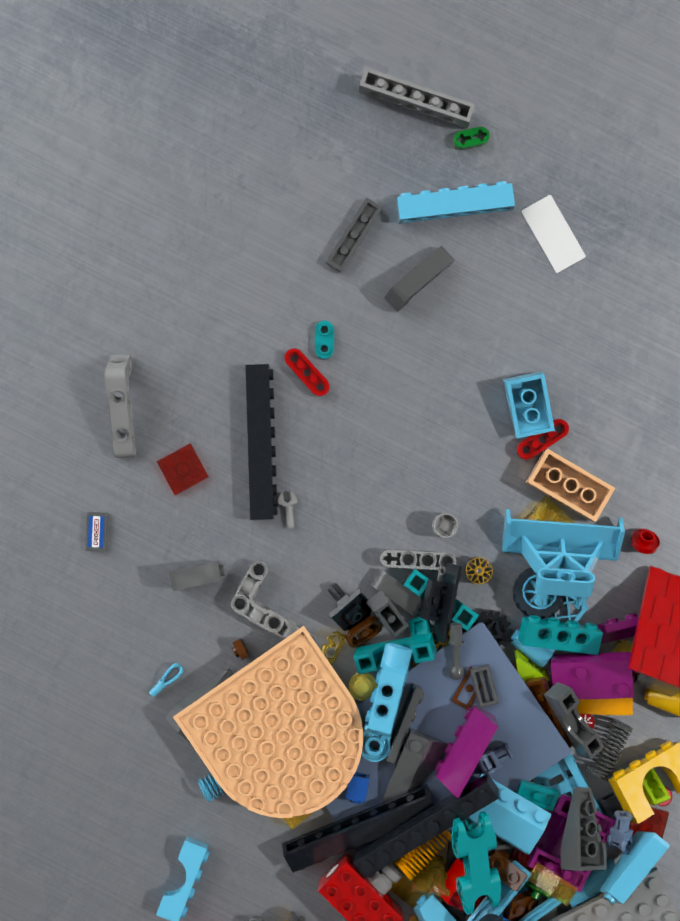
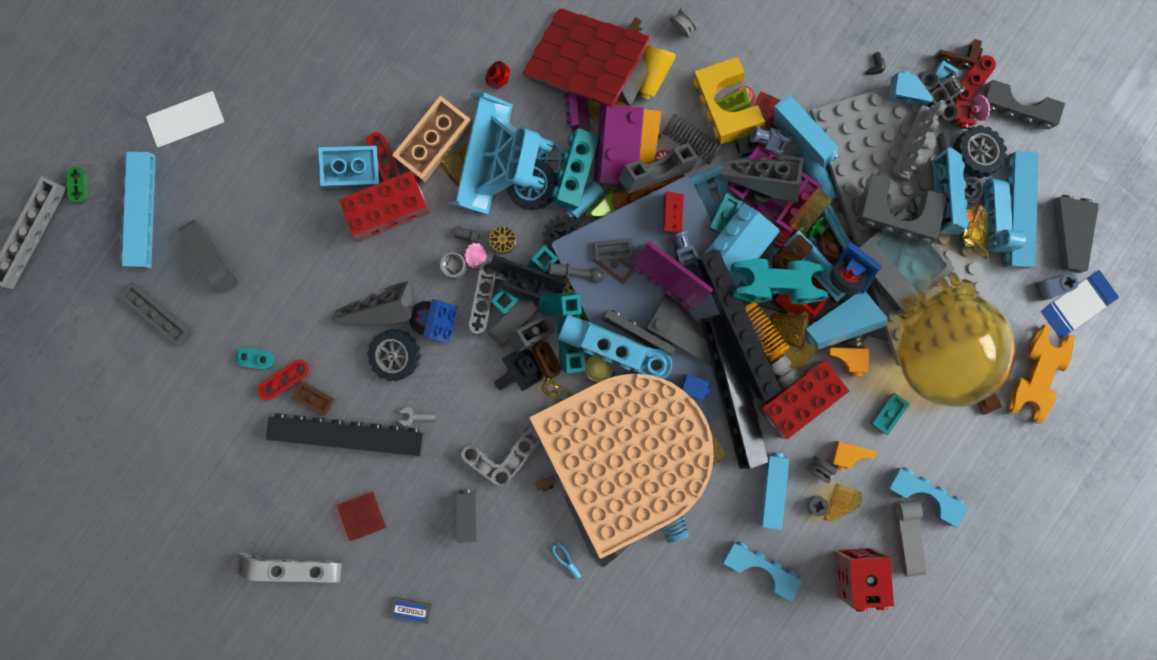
camera: 85 degrees left, 0 degrees up
(262, 881) = (773, 492): none -> medium azure slope
(293, 404) = (313, 398): none -> reddish brown plate
(337, 463) = (406, 342): none -> black wheel
(388, 512) = (434, 319): none -> blue plate
(393, 465) = (387, 308): none -> dark grey wedge
(458, 545) = (475, 255): none -> bright pink piece
(478, 533) = (467, 234): none -> dark grey pin
(495, 449) = (384, 206): none -> red piece
(531, 741) = (673, 212): none -> red bracket
(559, 826) = (759, 198): none -> pearl dark grey wheel

